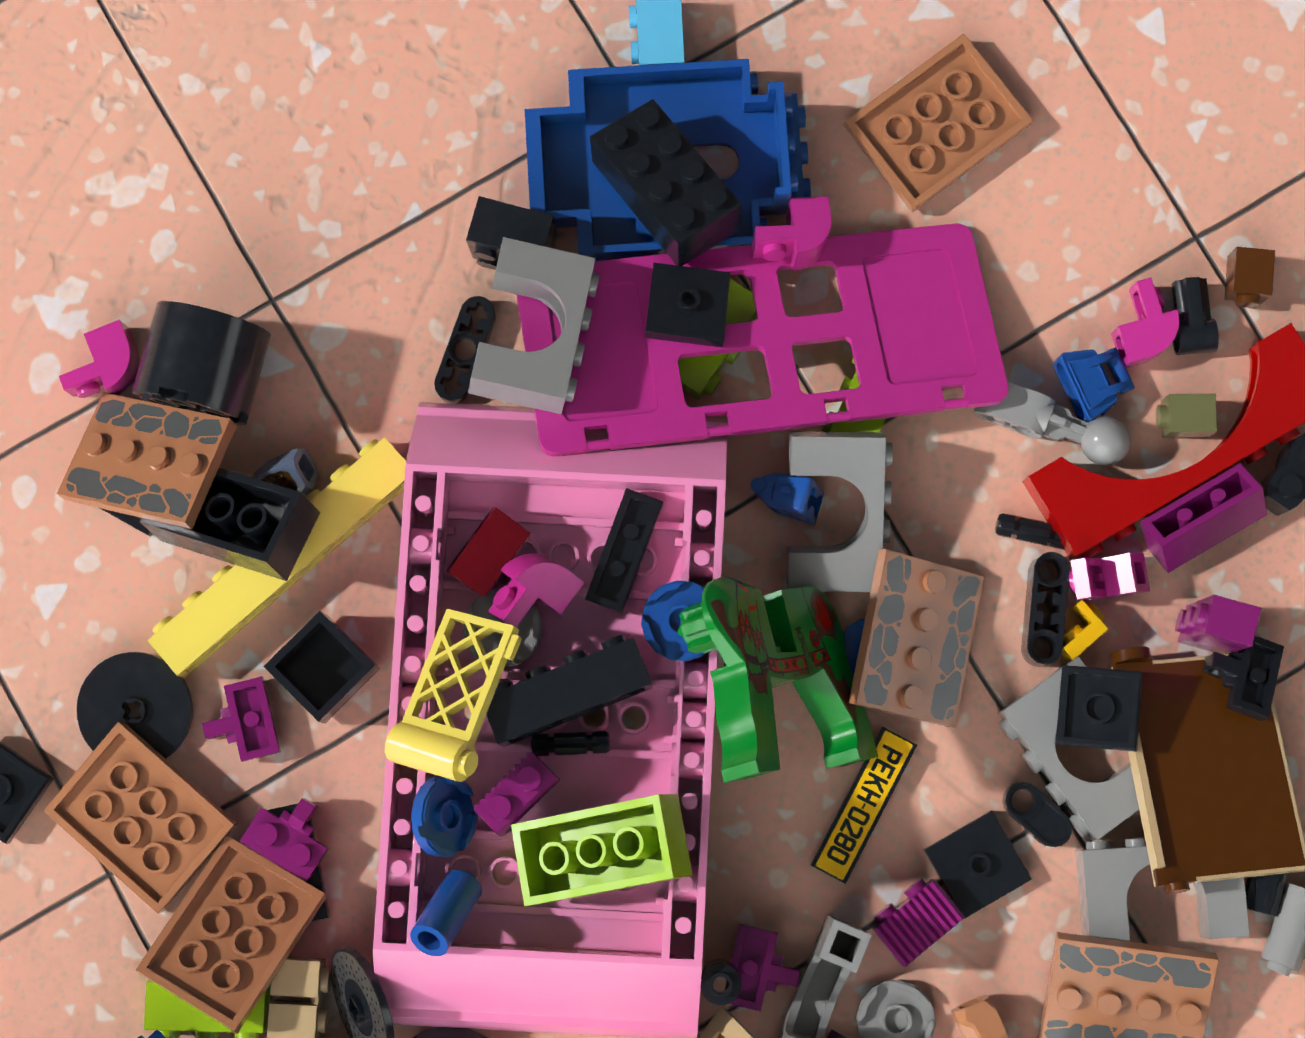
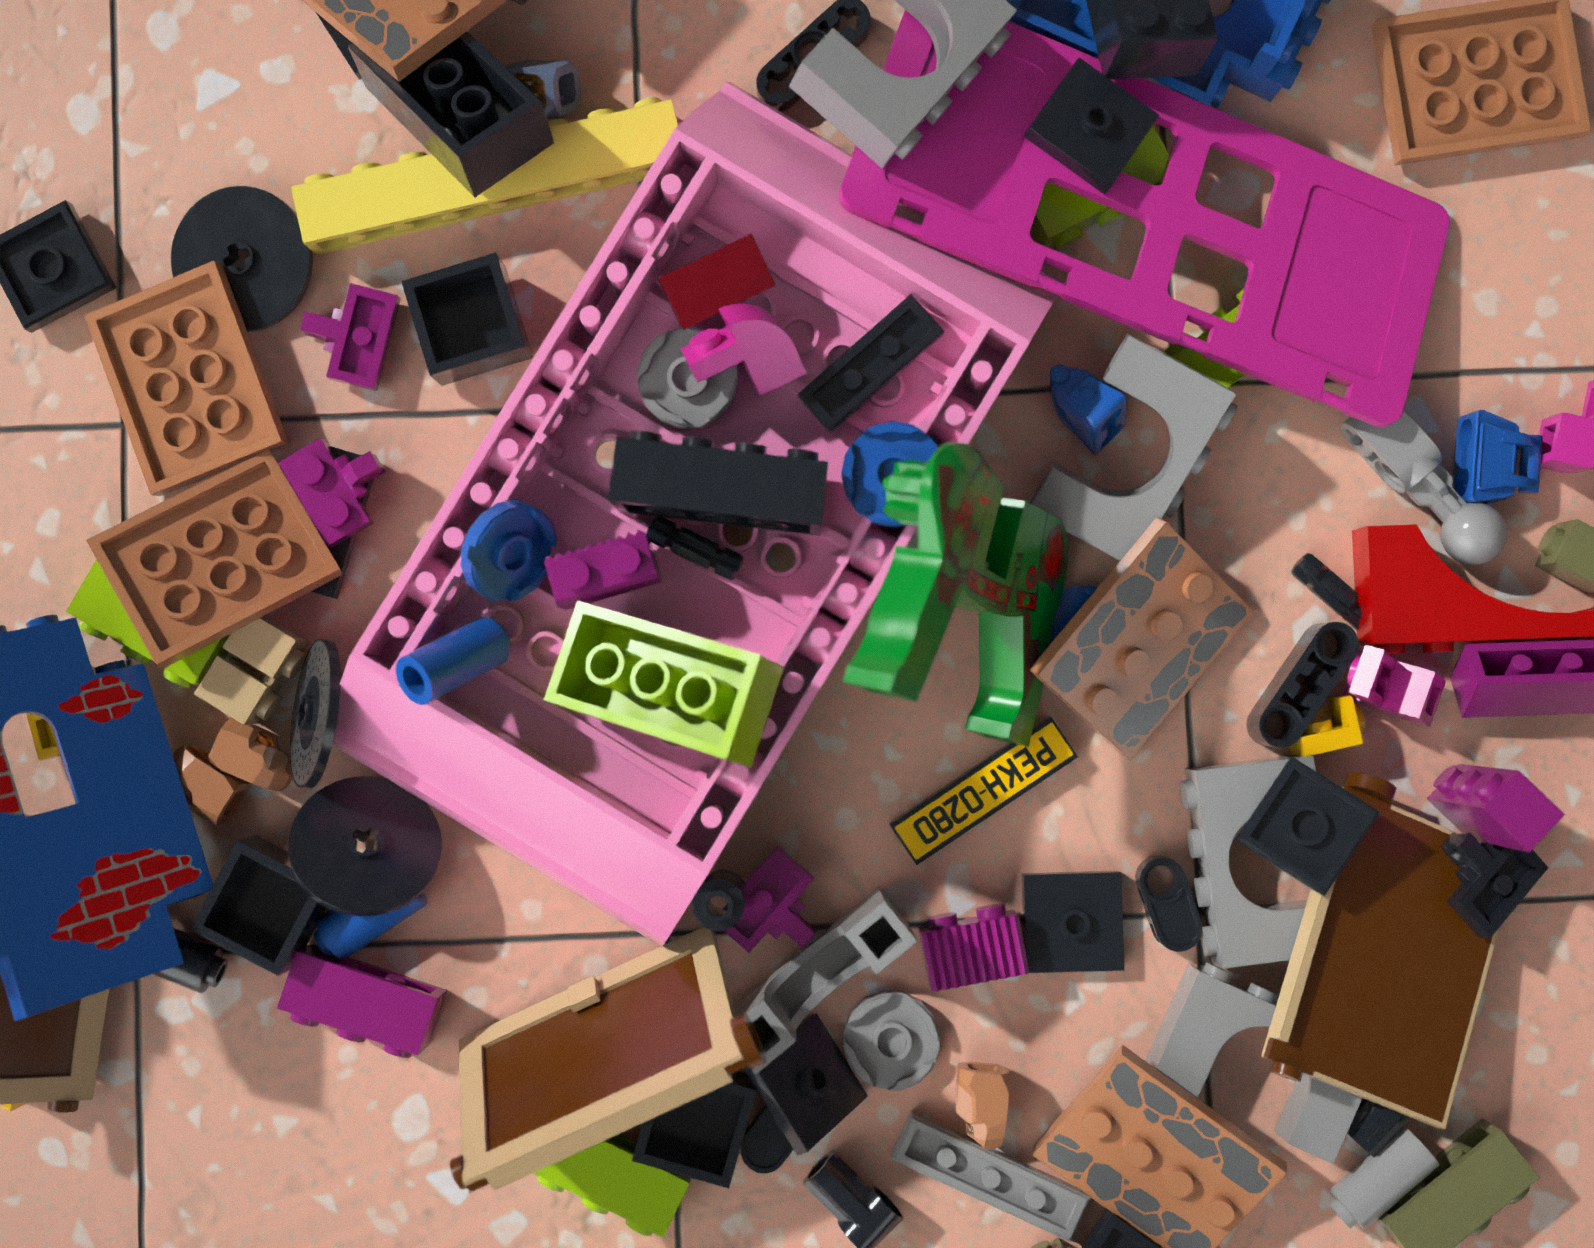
camera: 25 degrees right, 5 degrees up
(440, 747) = (544, 471): light yellow piece -> none
(802, 236) = (1259, 118): dark pink brick -> none

